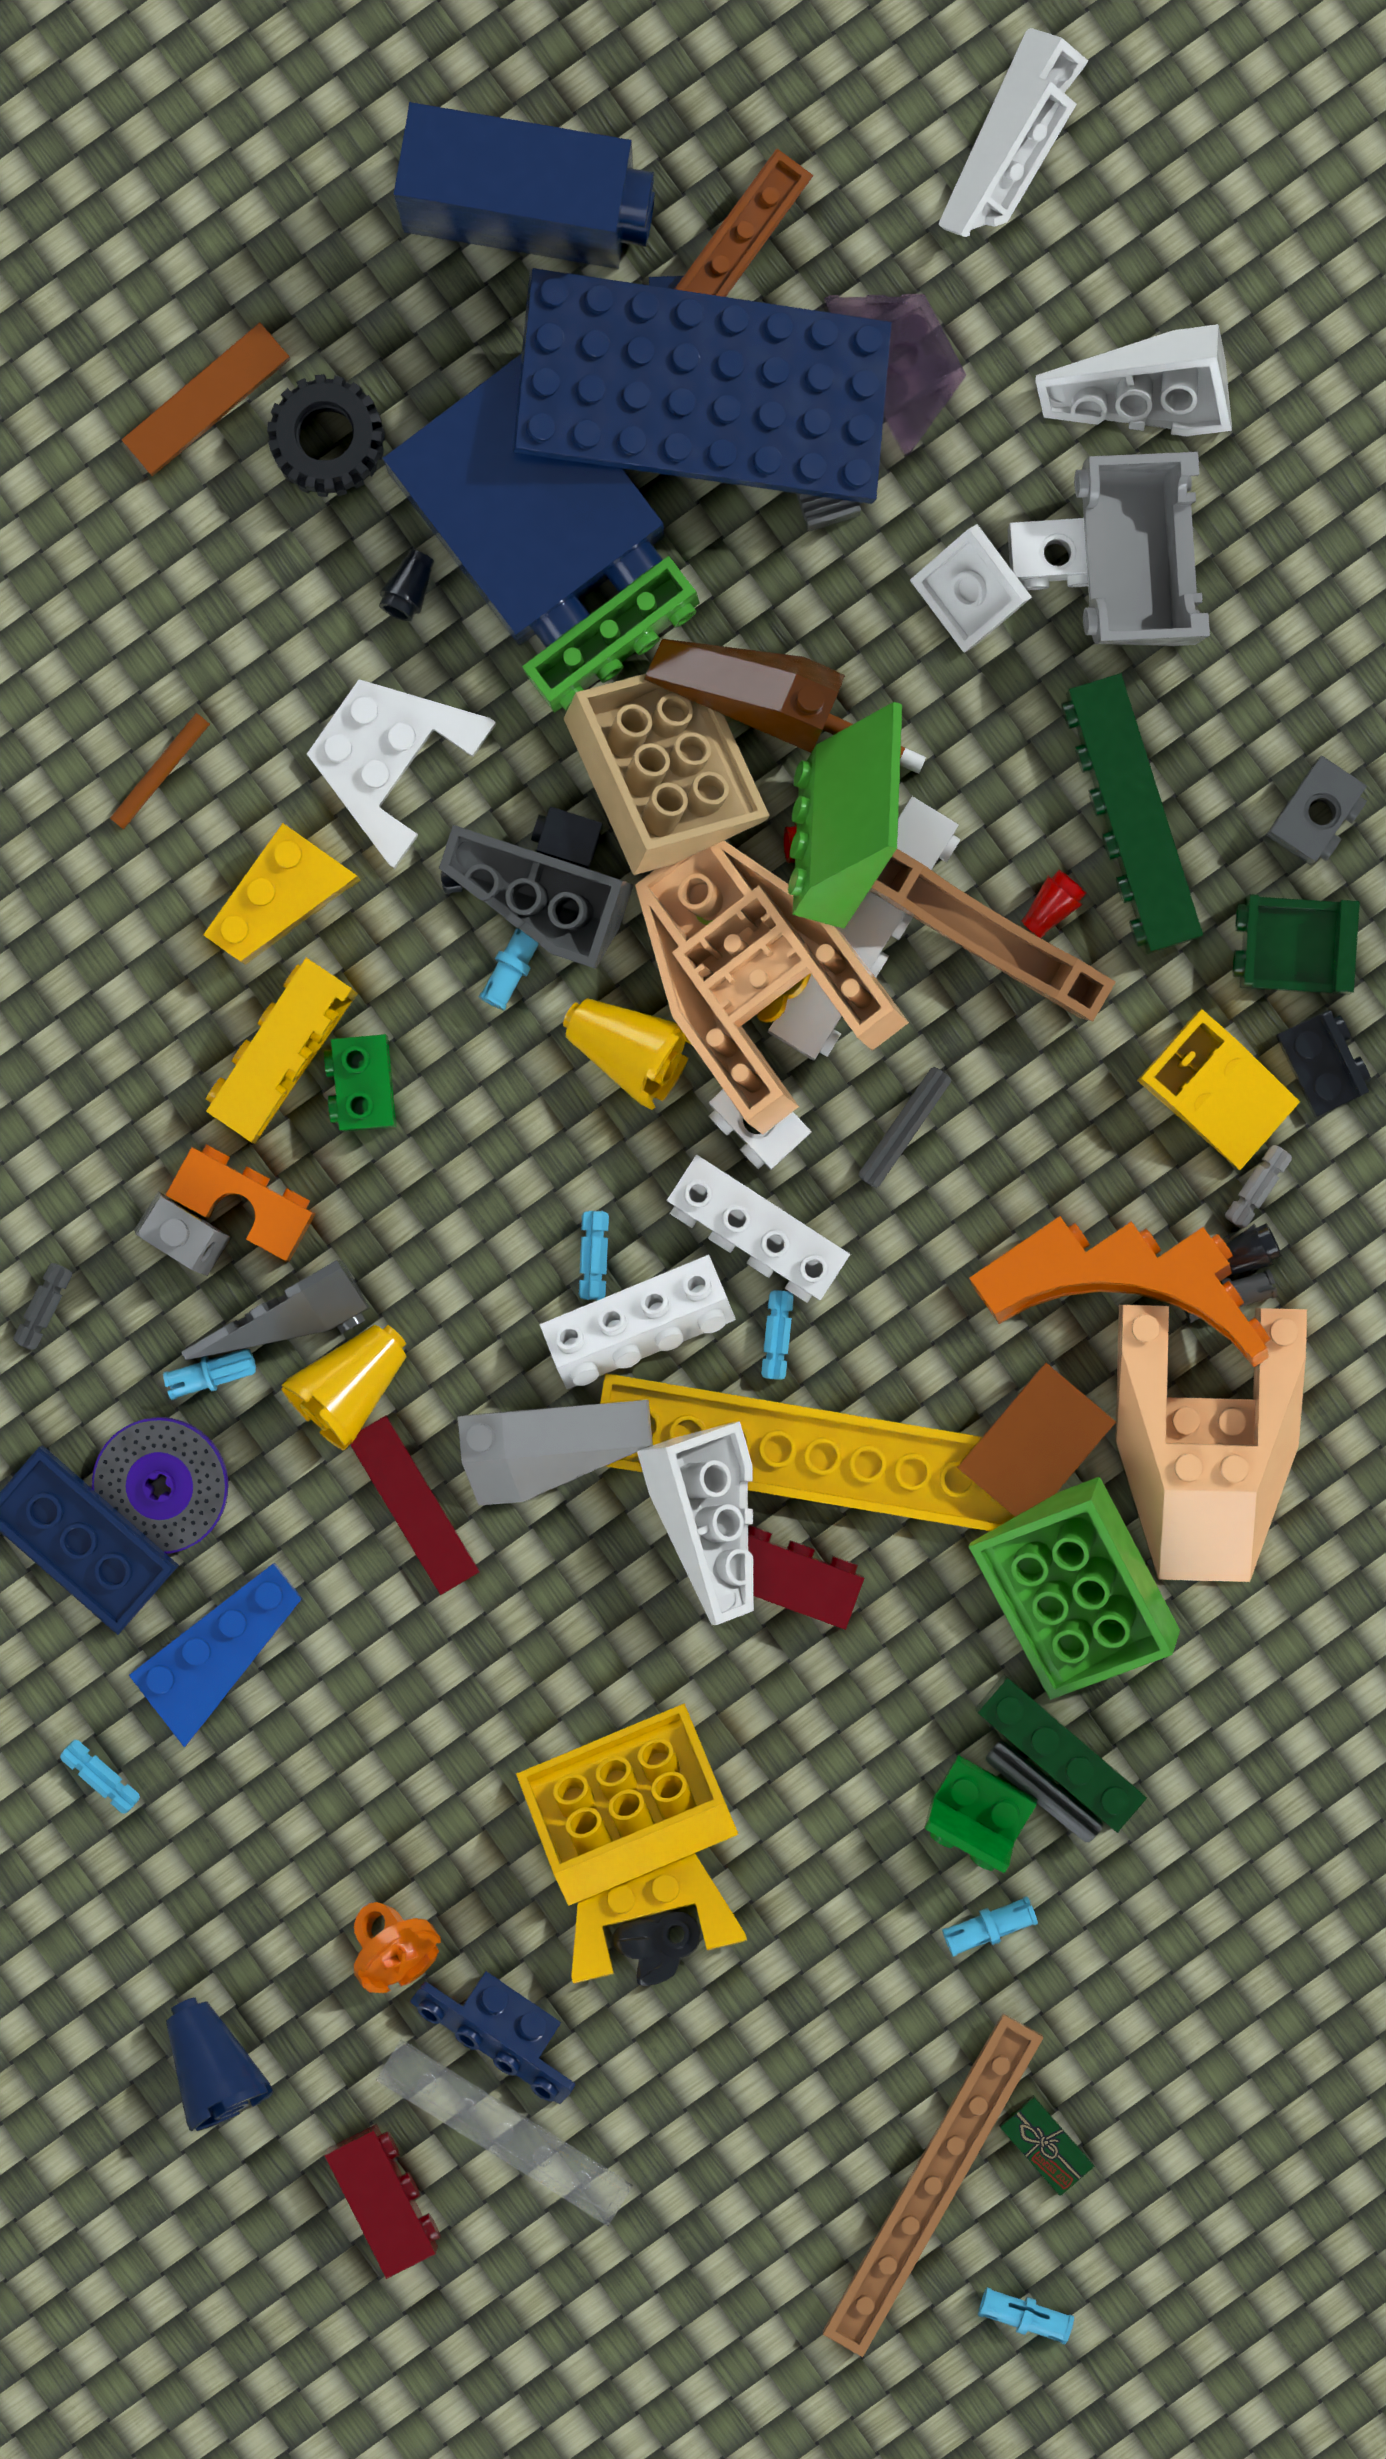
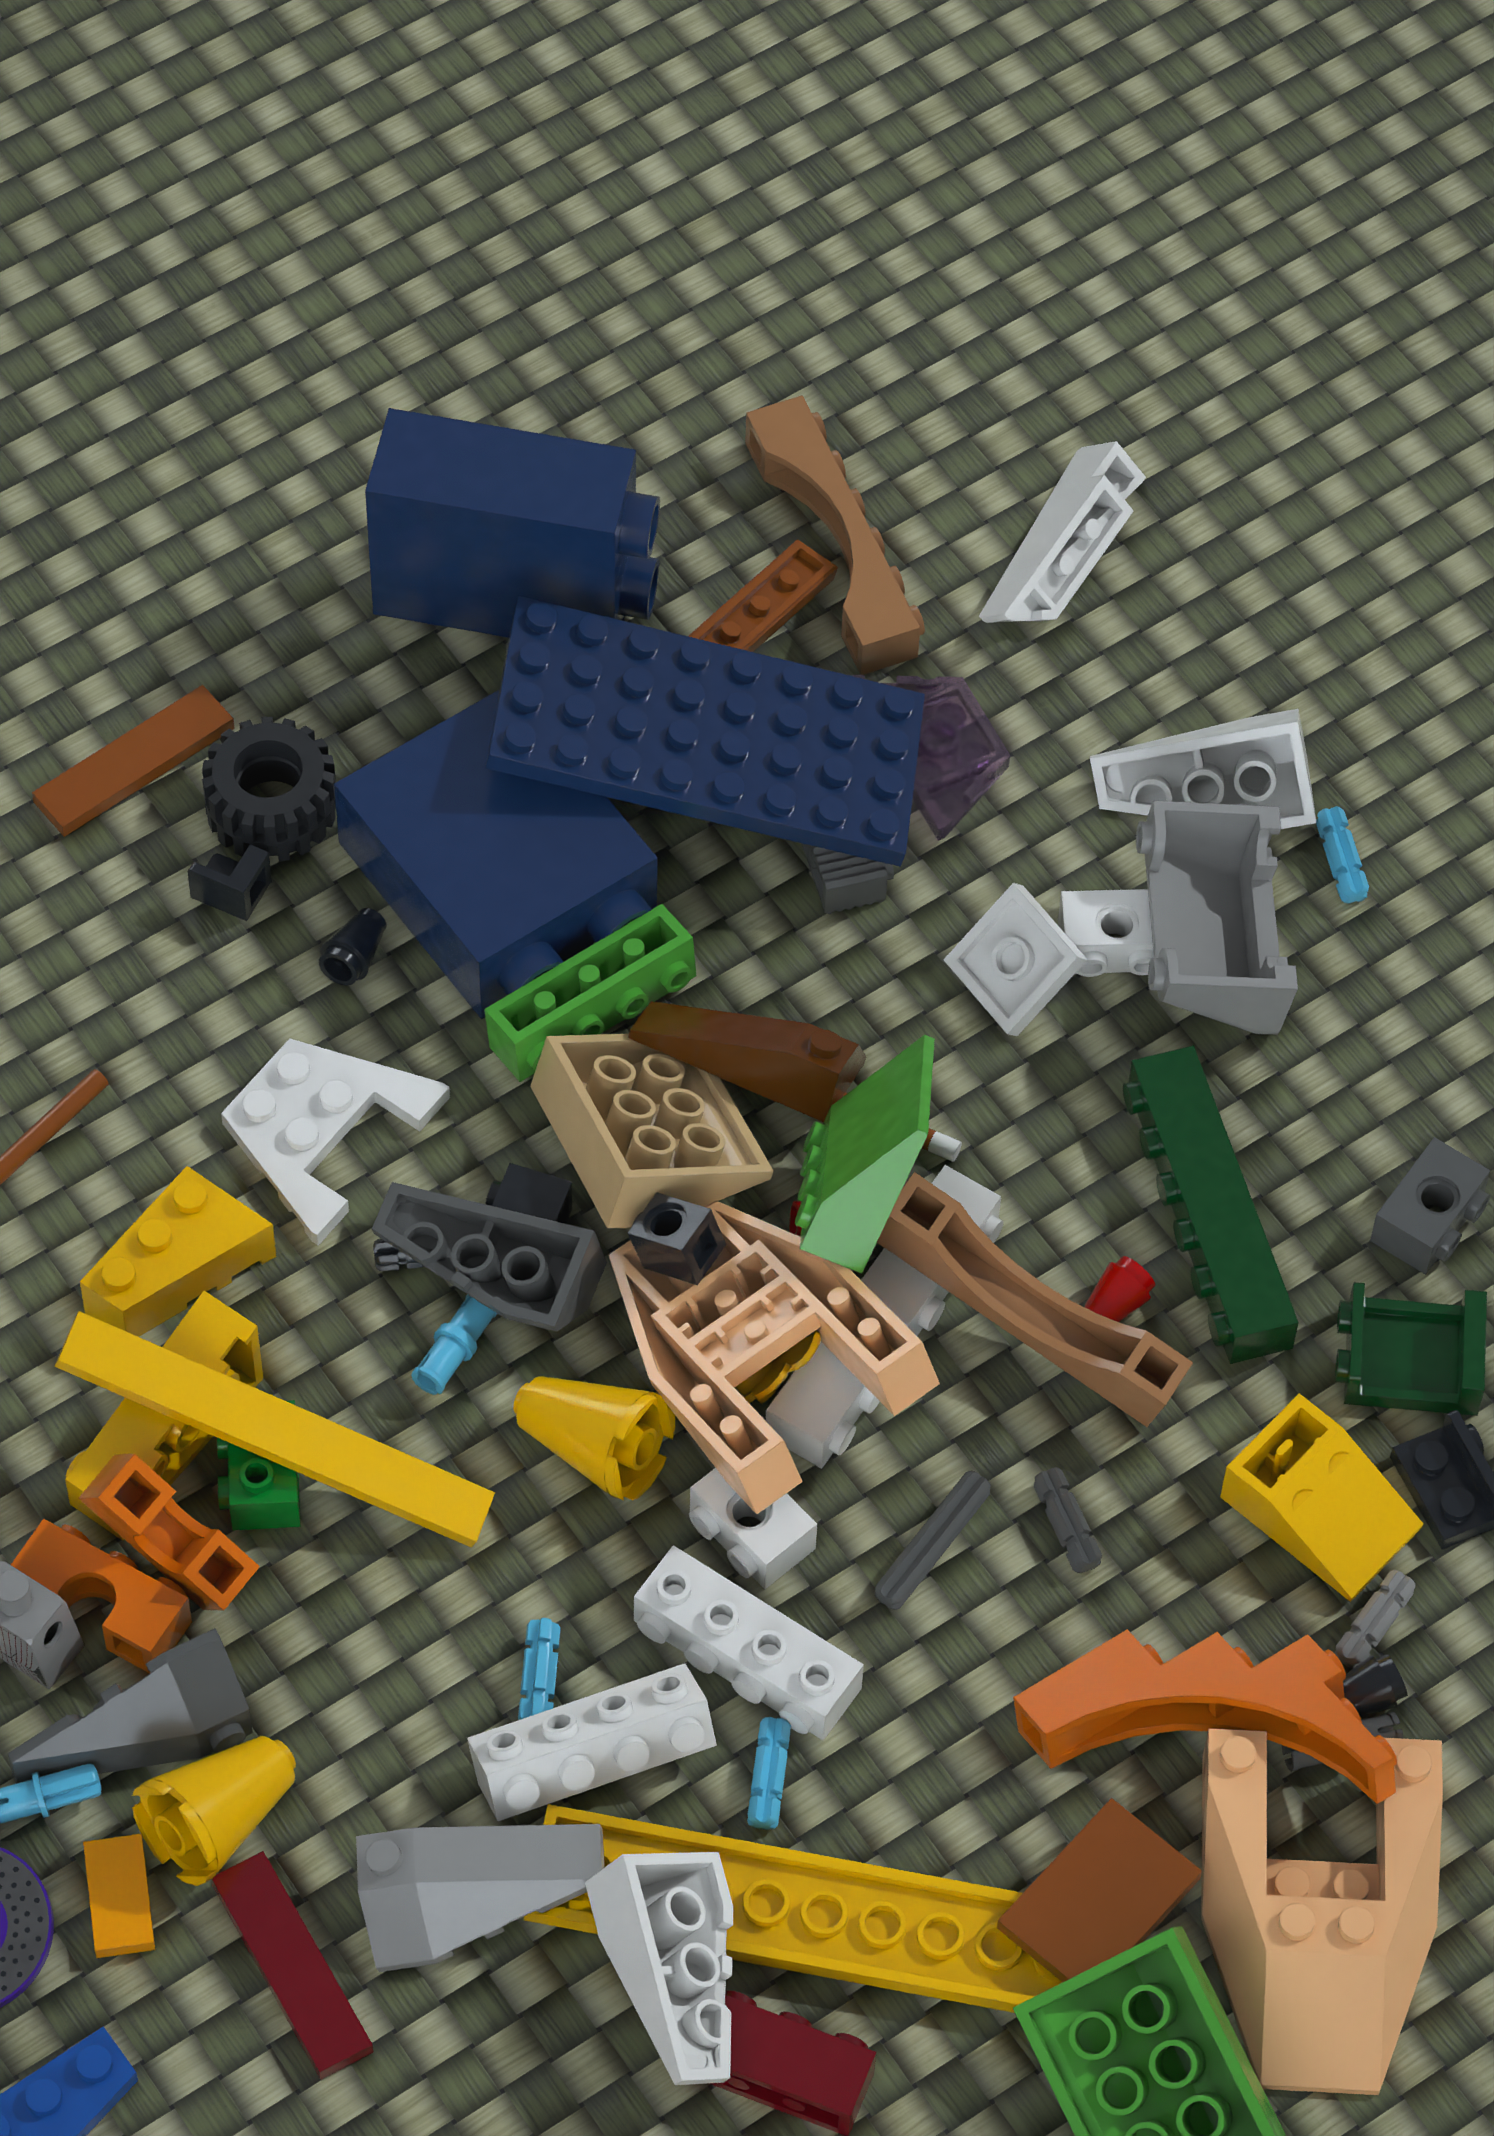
camera: 10 degrees left, 30 degrees down
(276, 1452) = (119, 1896): none -> light orange tile
(281, 1154) = (146, 1516): none -> orange arch
(298, 522) = (232, 884): none -> black panel
(370, 1071) = (274, 1429): none -> yellow tile
(705, 897) = (677, 1238): none -> black brick
(771, 56) = (794, 456): none -> medium nougat arch
(1013, 1106) = (1067, 1520): none -> dark grey axle
(1253, 460) = (1342, 855): none -> medium azure axle

